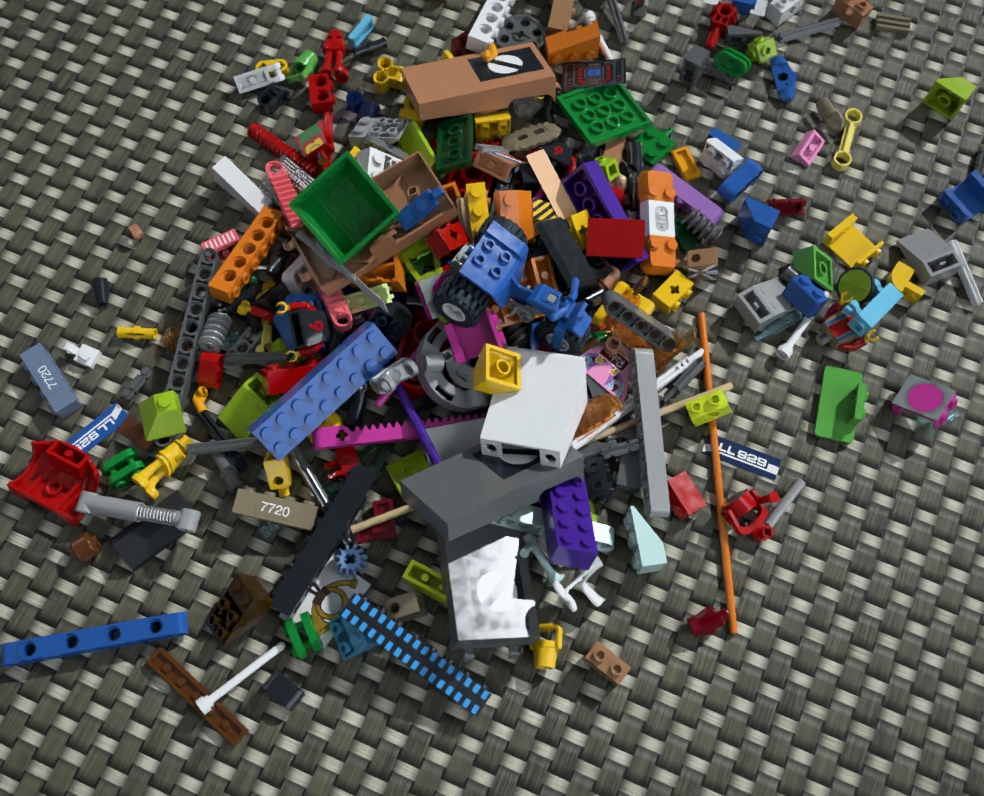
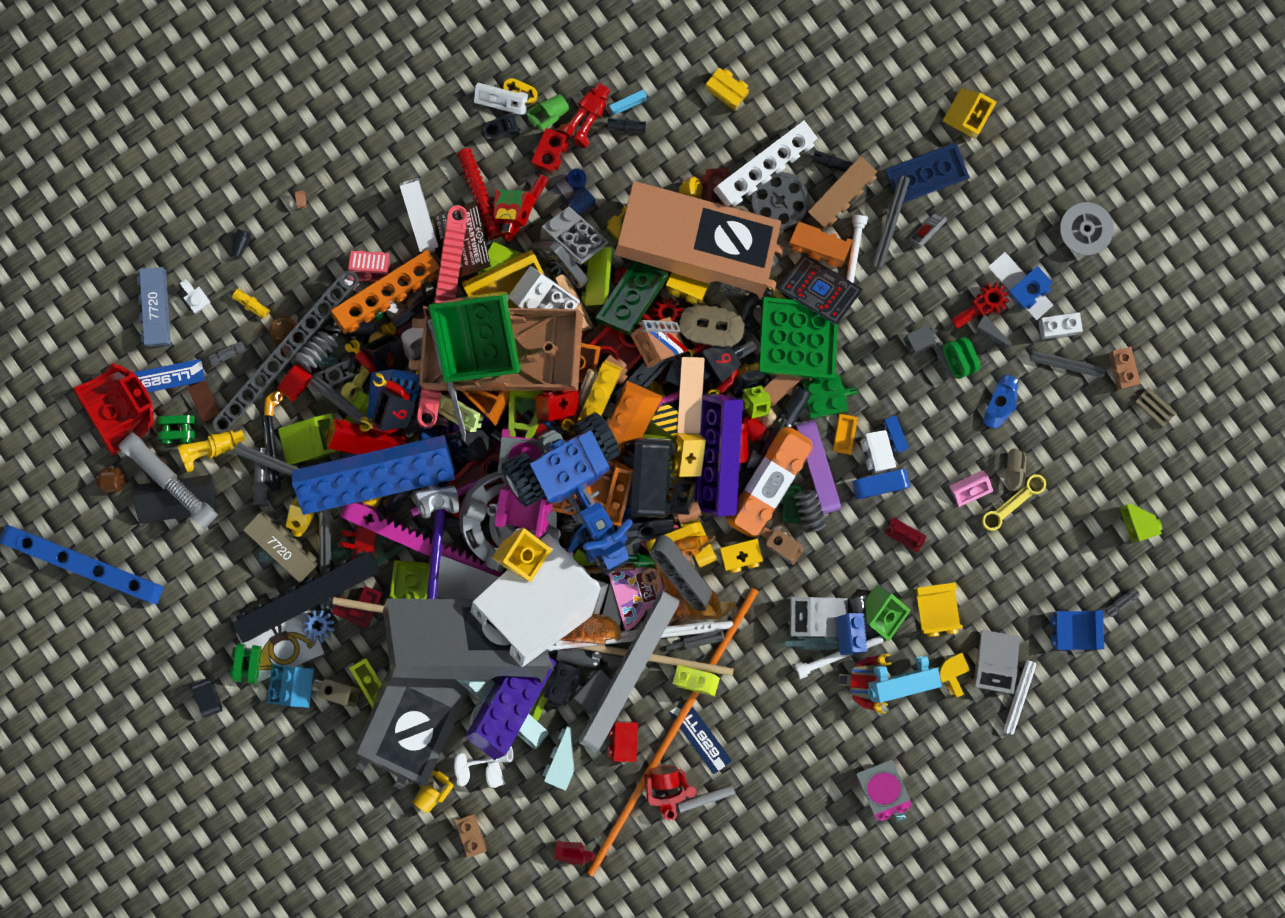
camera: 30 degrees right, 15 degrees up
(162, 416) = (230, 406): lime slope -> none
(190, 690) = (138, 659): reddish brown tile -> none
(205, 703) = (143, 671): white piece -> none
(238, 609) = (206, 611): dark brown slope -> none
(387, 76) = (628, 171): yellow piece -> none
(415, 654) = (322, 735): black brick -> none
(420, 208) = (543, 369): blue hinge -> none
(490, 53) = (726, 219): light orange arm -> none
(532, 545) = (469, 707): light aqua piece -> none
(615, 238) = (710, 485): red tile -> none
(620, 448) = (595, 671): dark grey axle -> none
(756, 220) = (862, 538): blue slope -> none
(762, 49) = (1000, 360): lime brick -> none
(840, 404) = (815, 745): bright green bracket -> none
(858, 283) = (907, 651): lime wheel -> none

